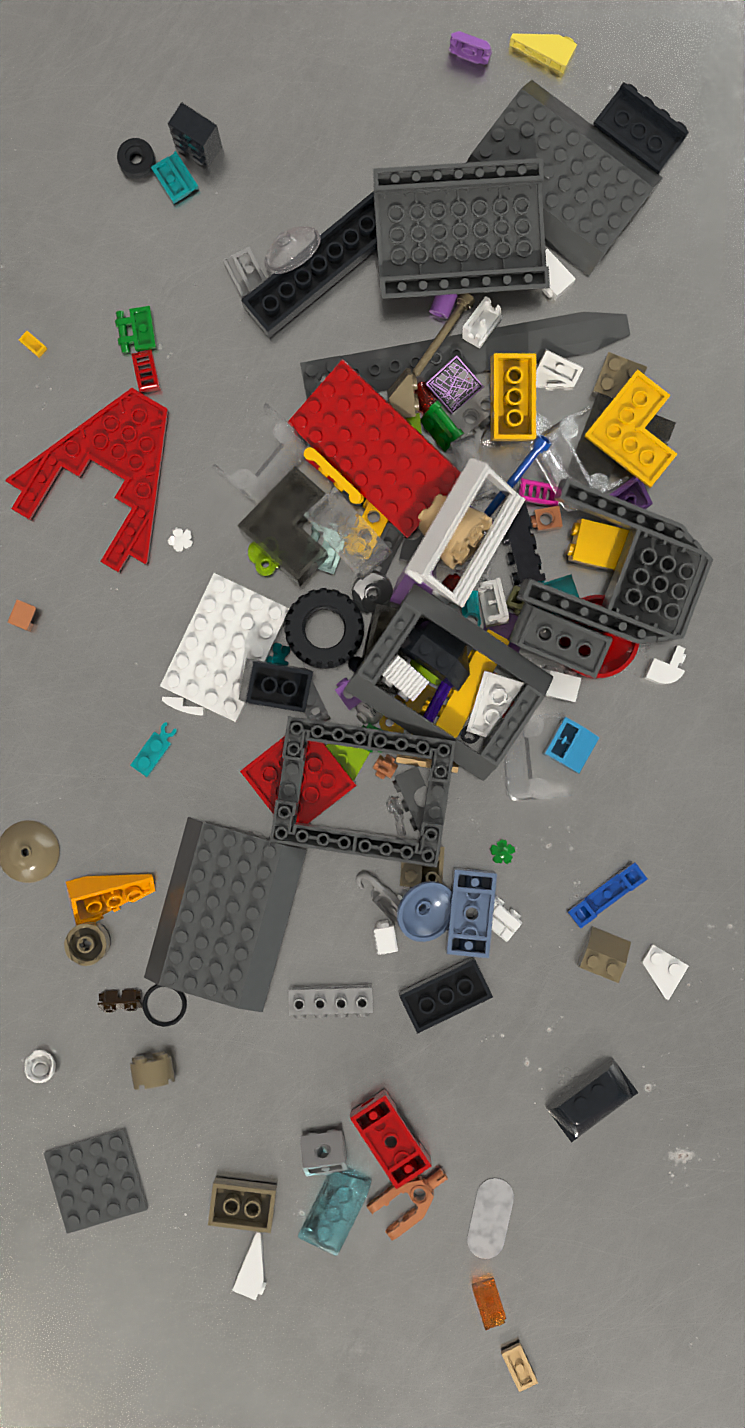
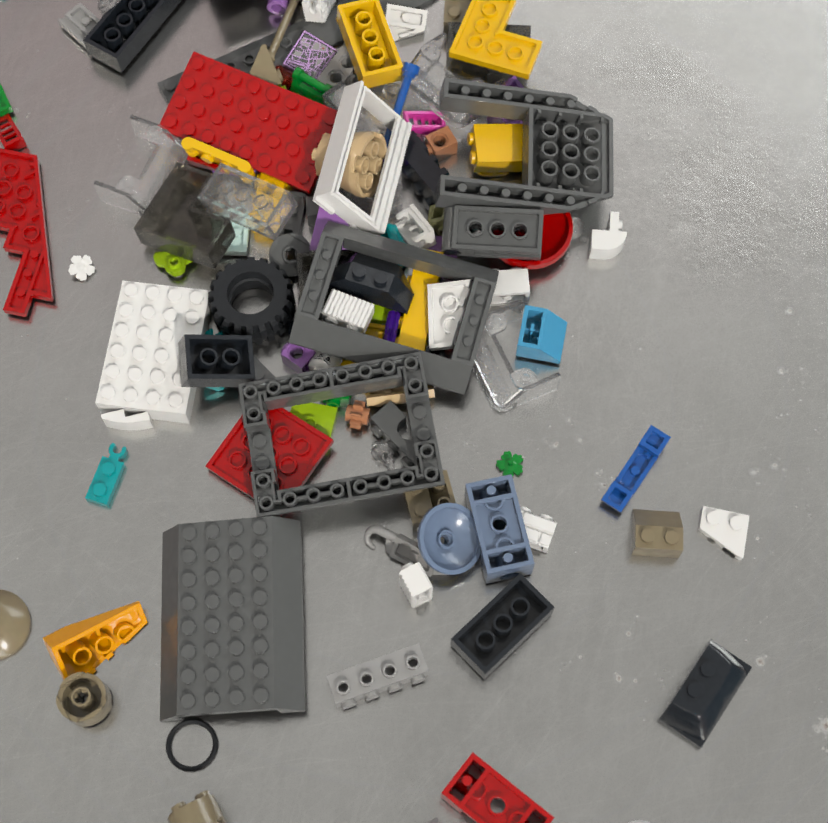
camera: 20 degrees left, 20 degrees down
(128, 1002) = (150, 753): dark brown hinge -> none

